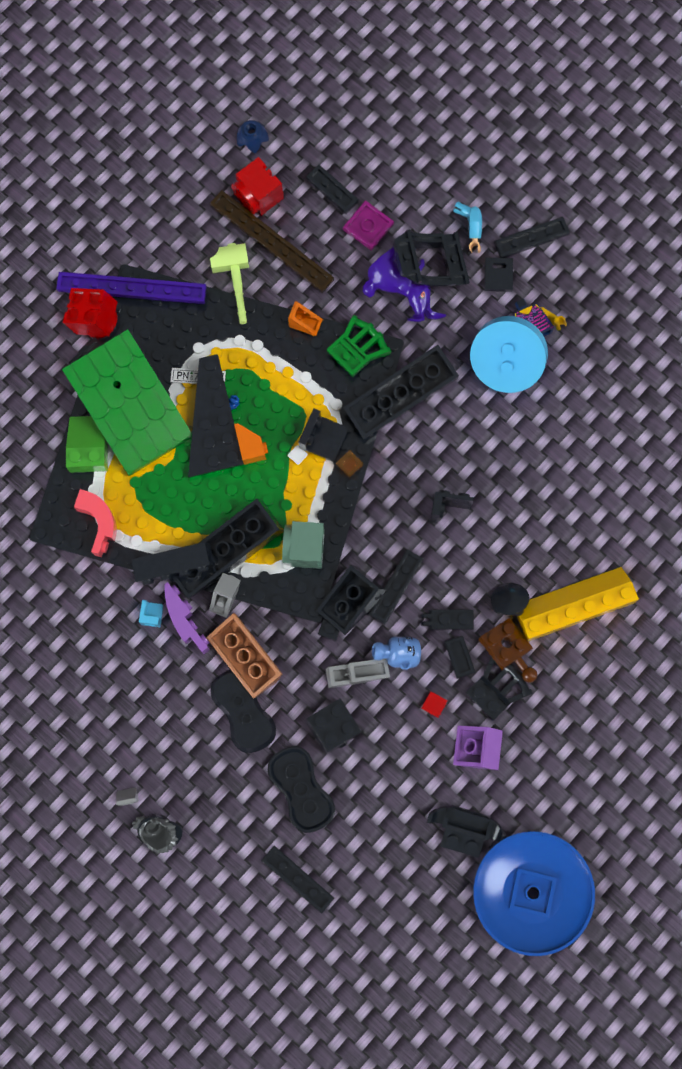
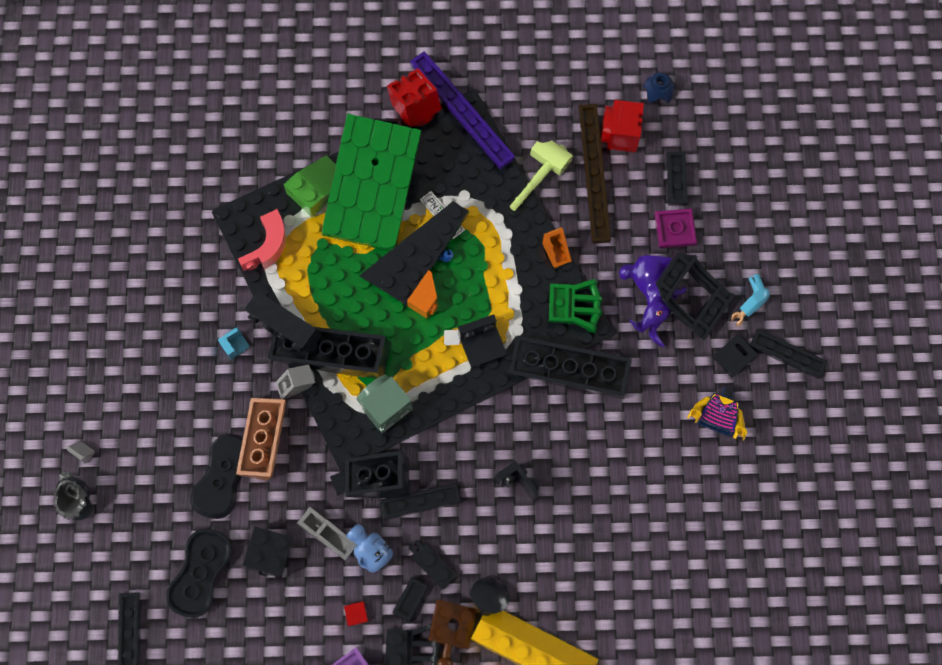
camera: 40 degrees right, 5 degrees down
(179, 613) = (251, 362): medium lavender slope -> none
(349, 463) = (480, 380): clear orange plate -> none
(509, 354) = (677, 418): medium azure brick -> none

